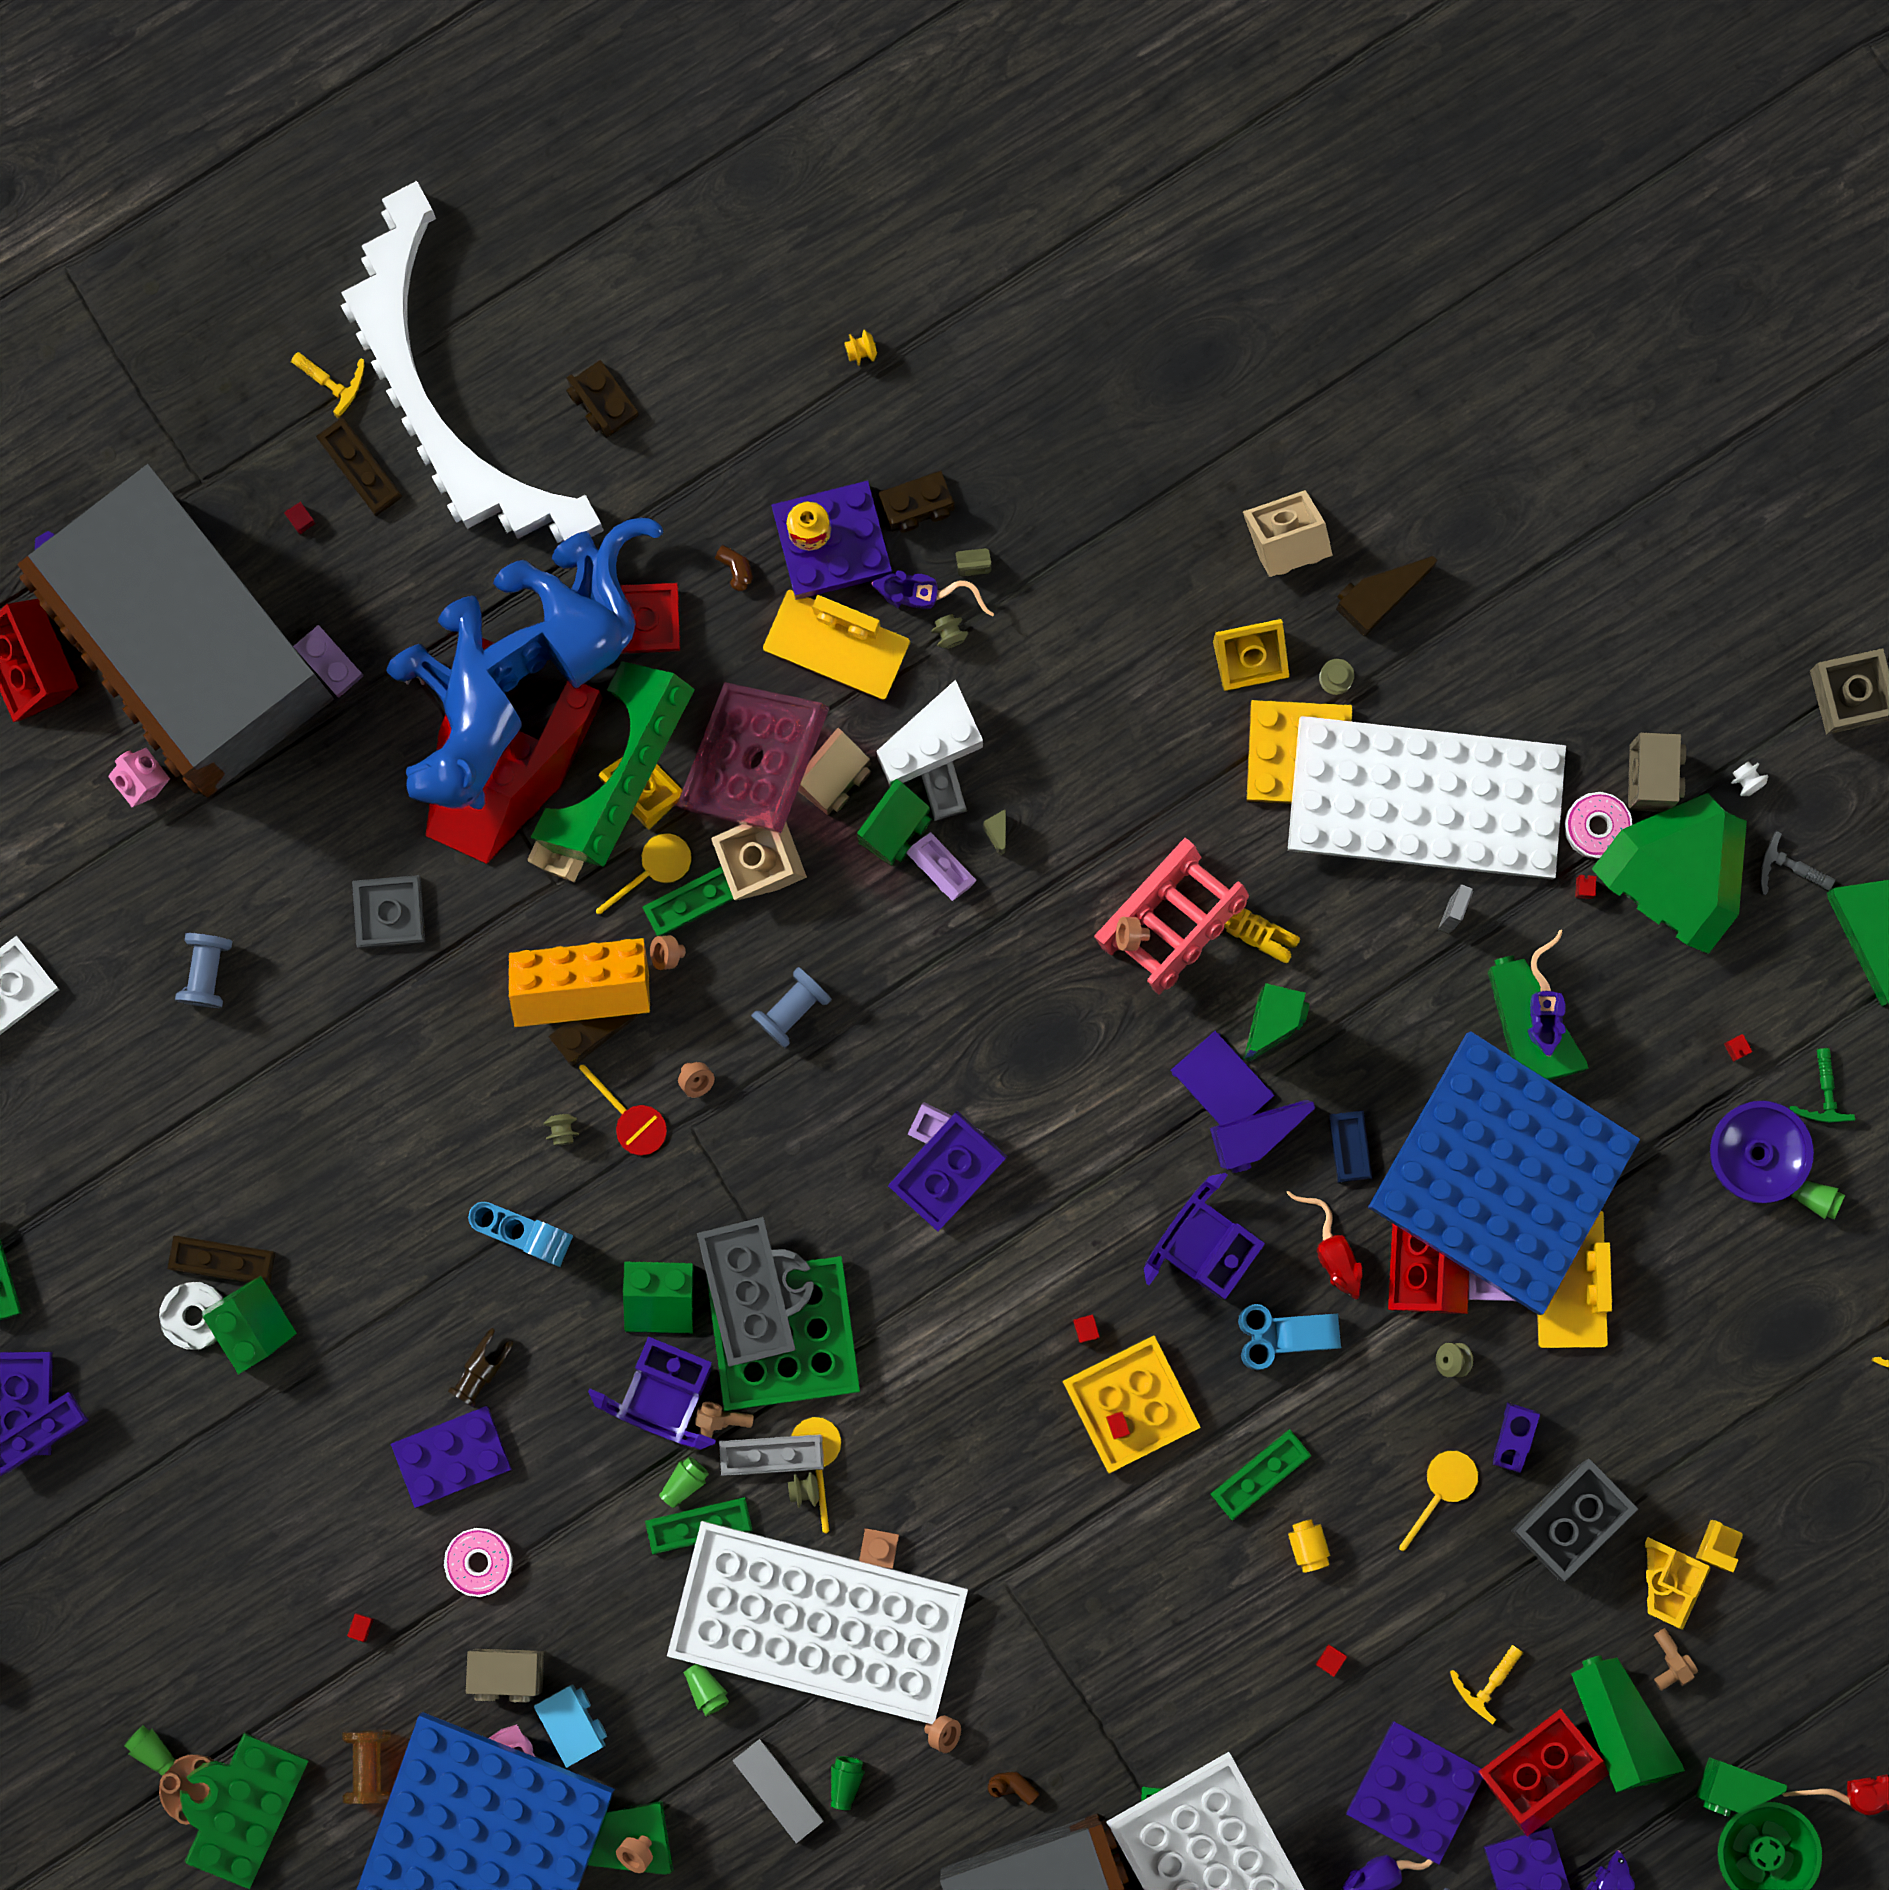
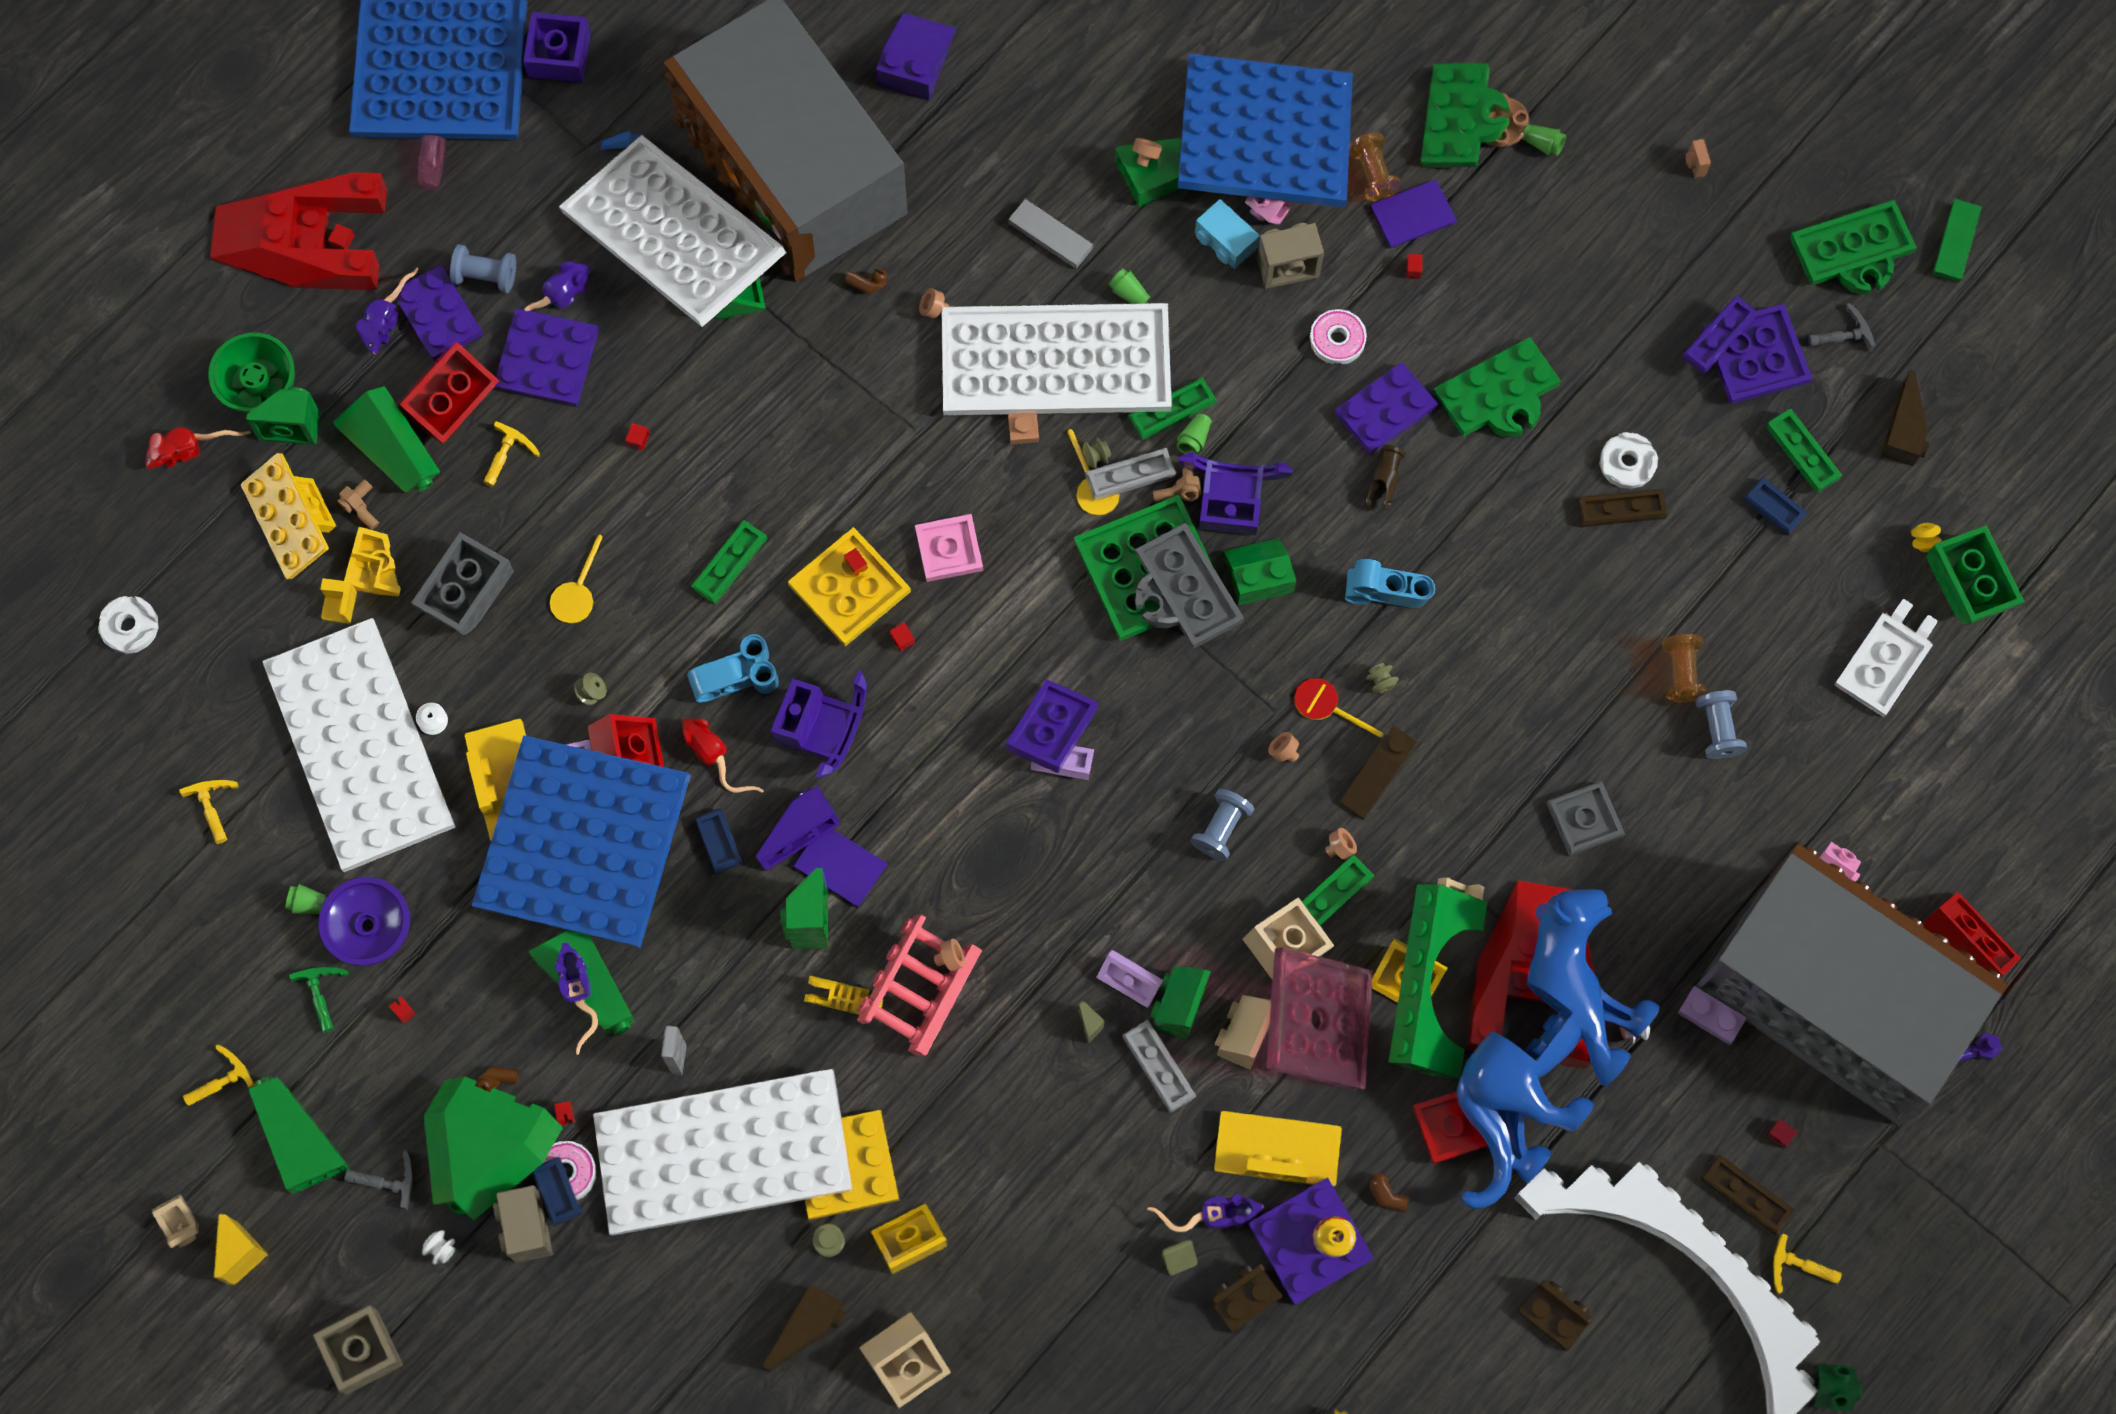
camera: 160 degrees right, 10 degrees down
(46, 1214) = (1775, 506): none -> dark blue tile
(220, 1046) = (1684, 667): none -> clear orange piece
(249, 1324) = (1582, 458): green slope -> none
(313, 1441) = (1499, 390): none -> green plate
(338, 1699) = (1413, 213): none -> dark purple piece
(340, 246) = (1836, 1387): none -> dark green brick
(579, 982) = (1406, 793): light orange brick -> none
(664, 860) = (1367, 925): yellow piece -> none
(845, 1781) = (999, 252): green cone -> none
(931, 738) = (1169, 1080): white wedge -> none
(949, 631) = (1181, 1185): olive wheel -> none
(1005, 1423) = (949, 548): none -> bright pink tile
(1309, 1545) = (675, 515): yellow brick -> none
(1515, 1437) = (525, 643): dark purple leg -> none
(1611, 801) = (556, 1191): none -> dark blue tile
(1640, 1374) = (431, 718): none -> white wheel
(1653, 947) = (495, 1076): none -> reddish brown arm
(1728, 1370) = (358, 745): none -> white plate
(1755, 1669) = (289, 514): none -> yellow bracket

